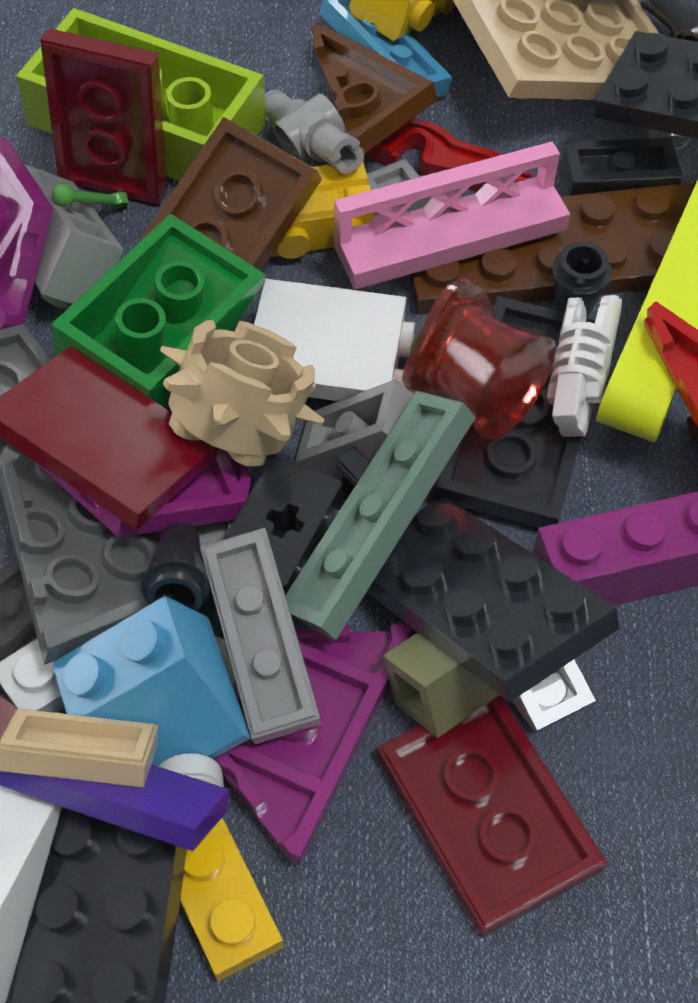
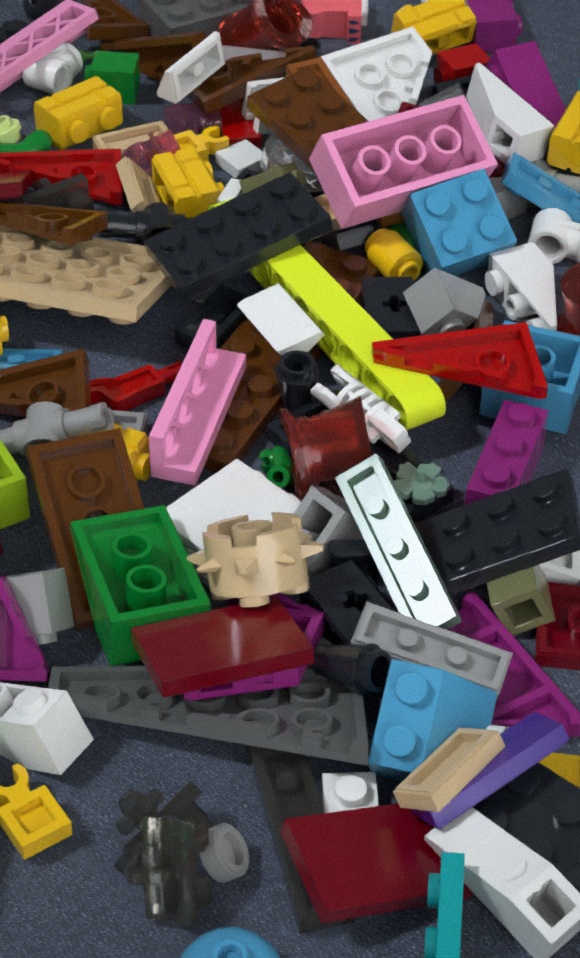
camera: 55 degrees left, 15 degrees down
(530, 481) = (421, 483): none -> sand green plant
(643, 213) = (281, 320): none -> white slope

